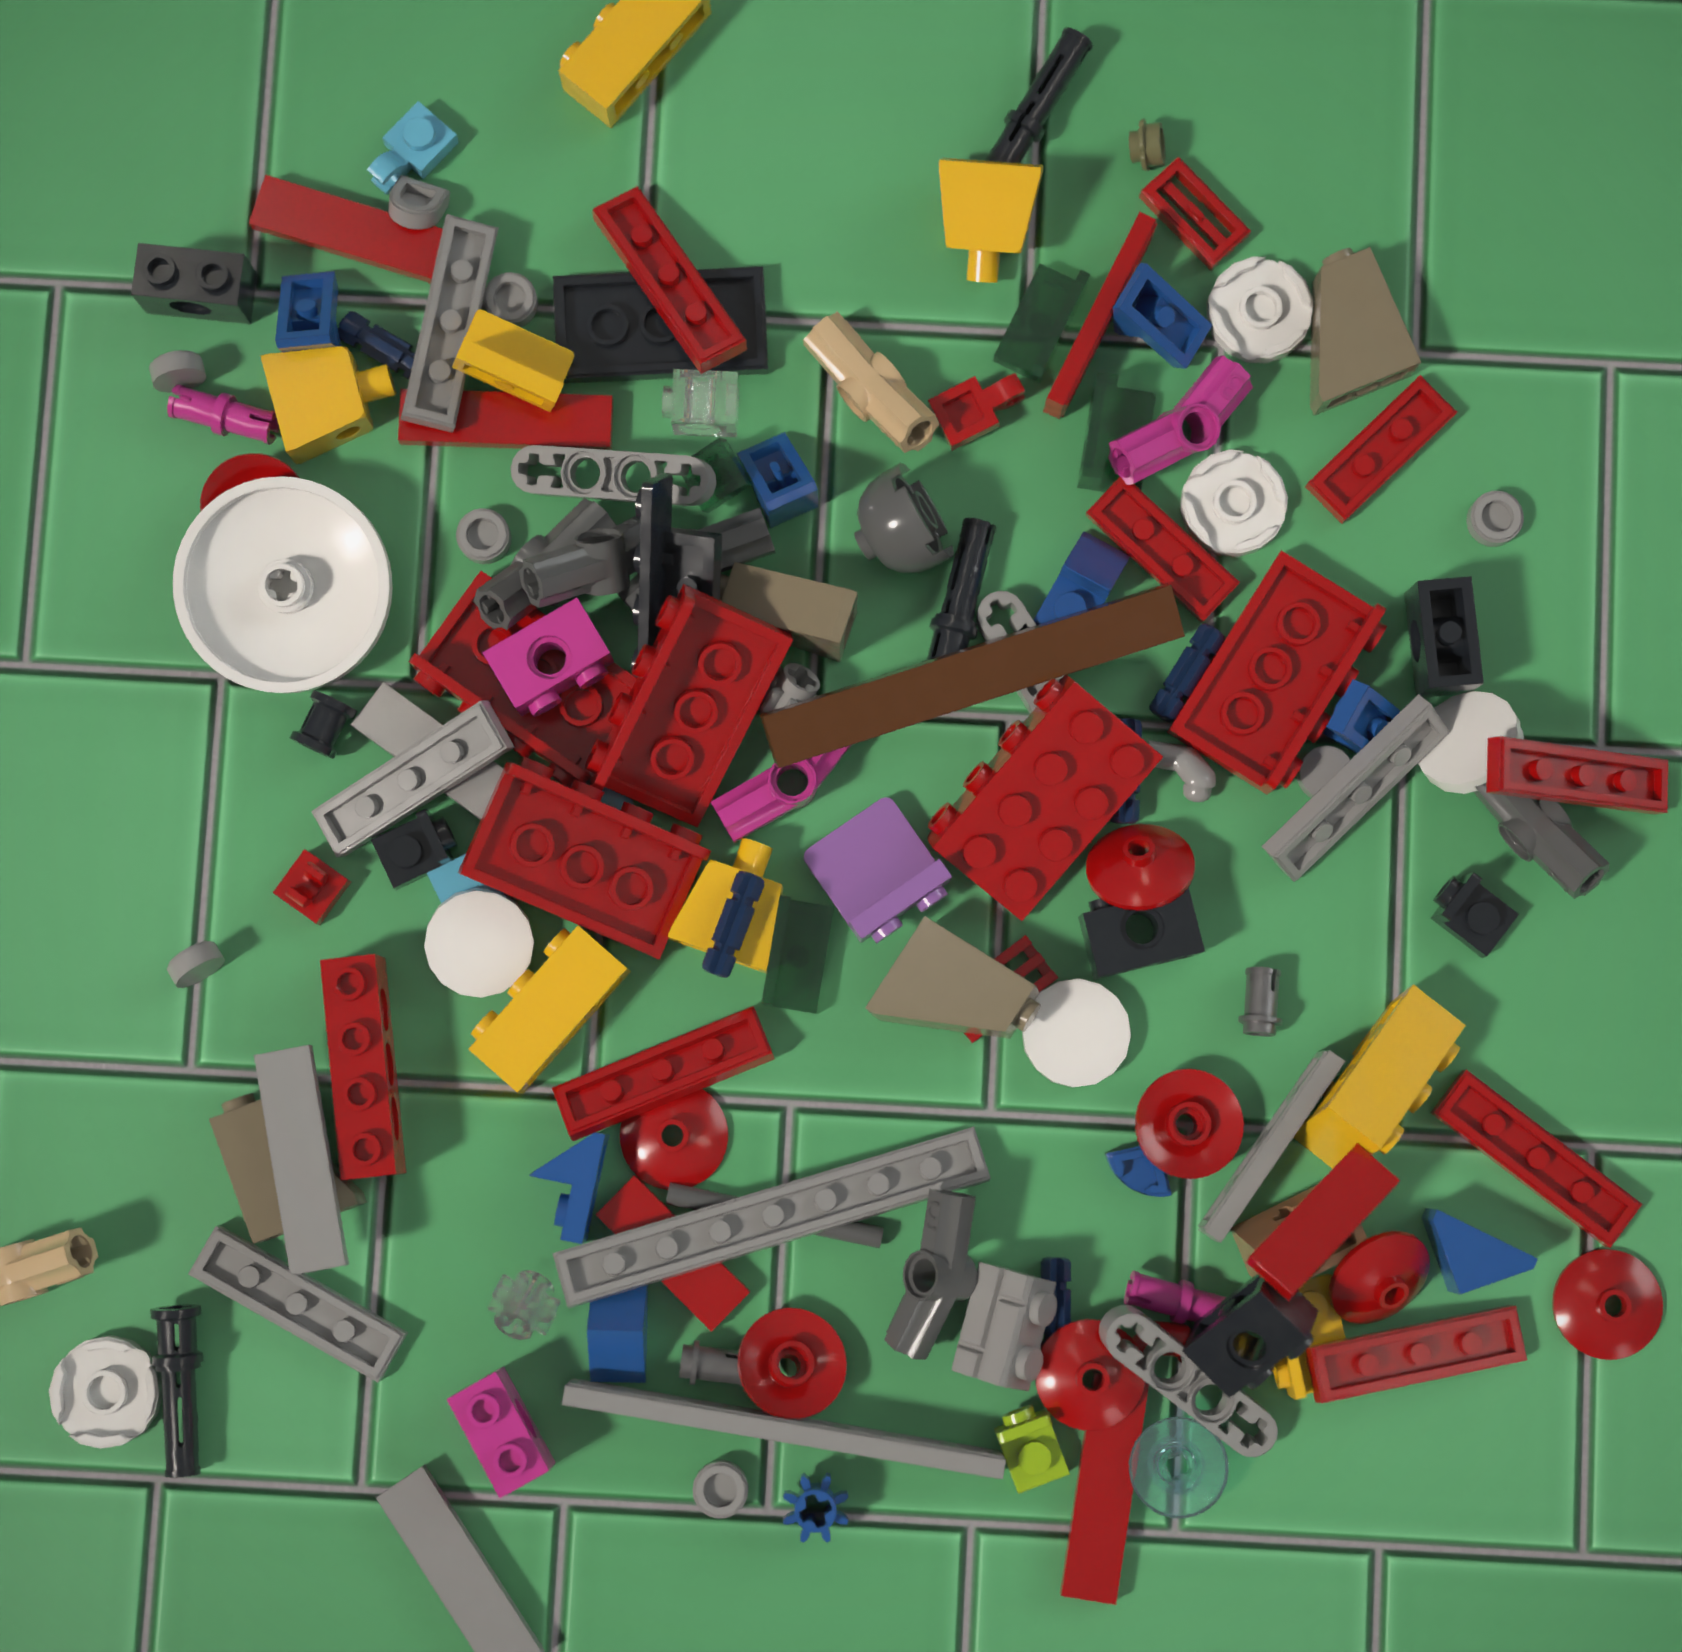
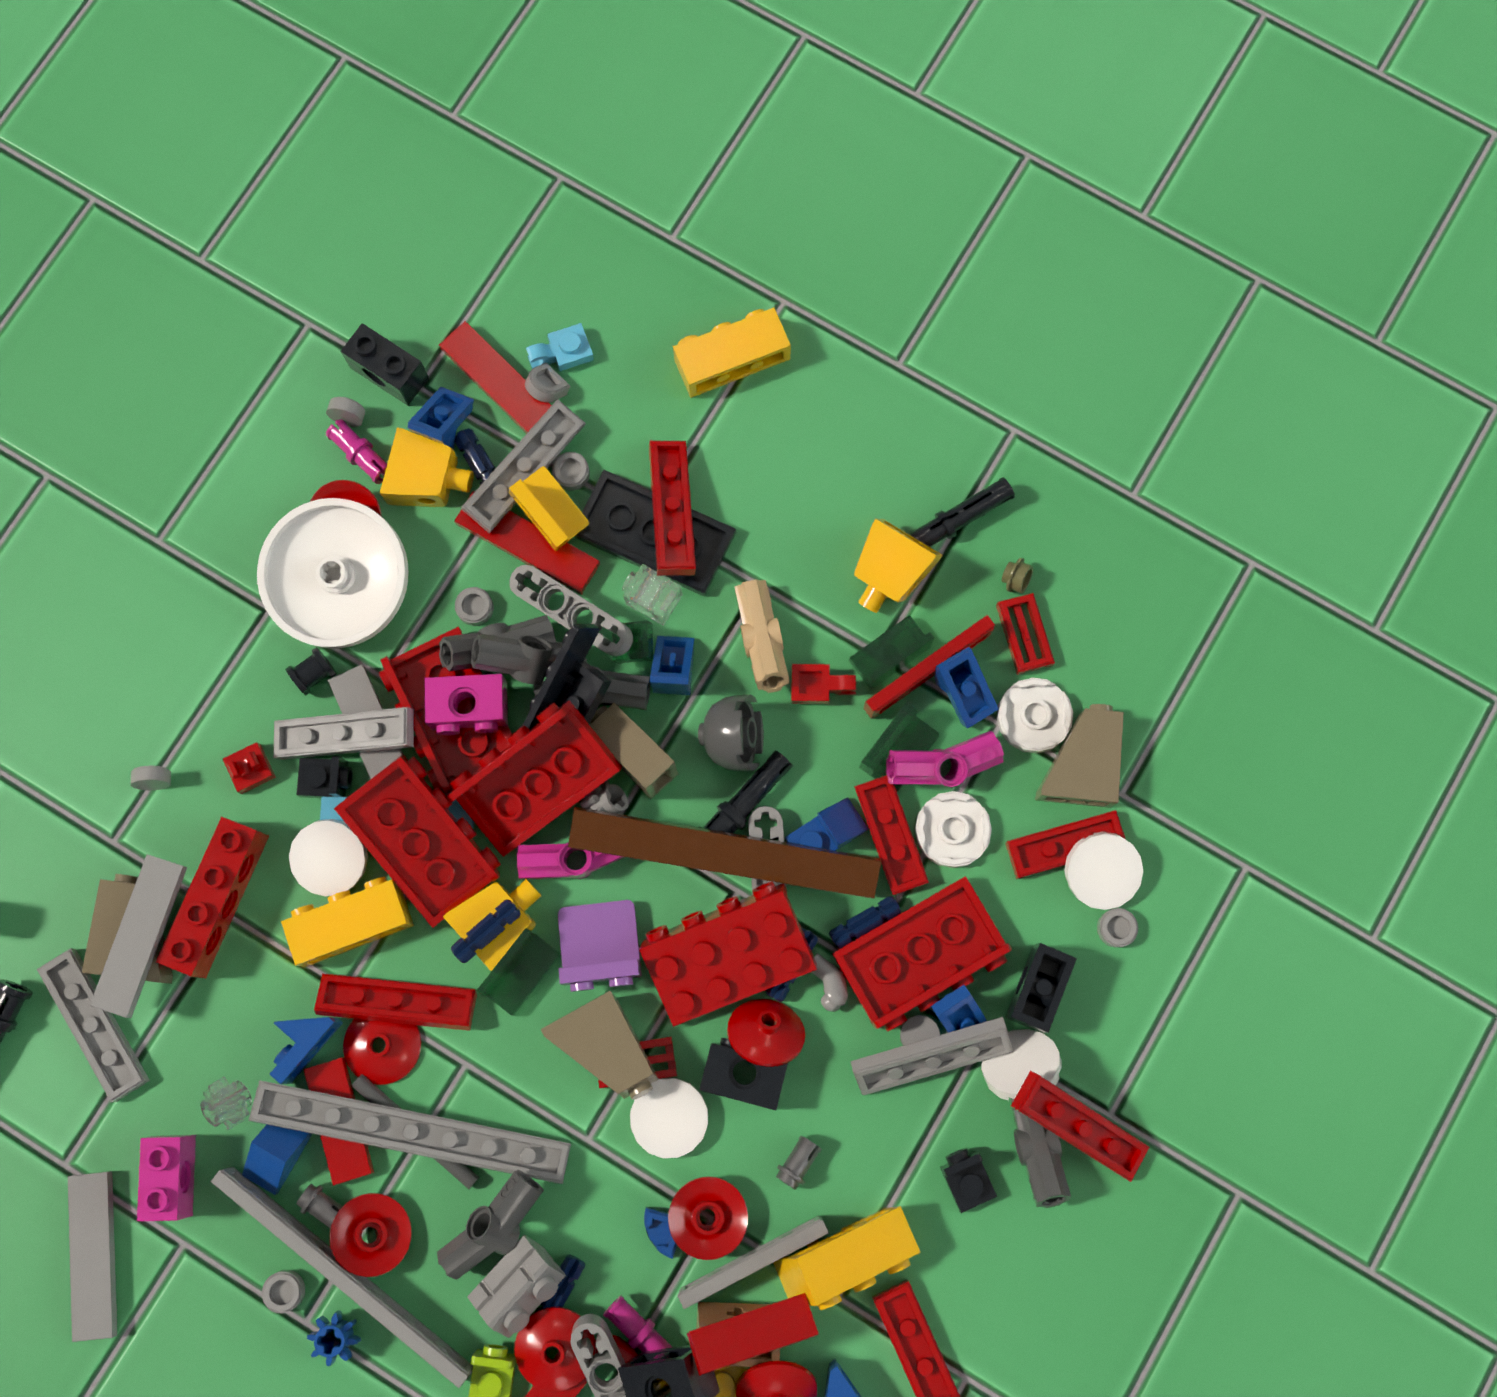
camera: 30 degrees right, 5 degrees down
(1444, 456) = (1103, 870): none -> white tile

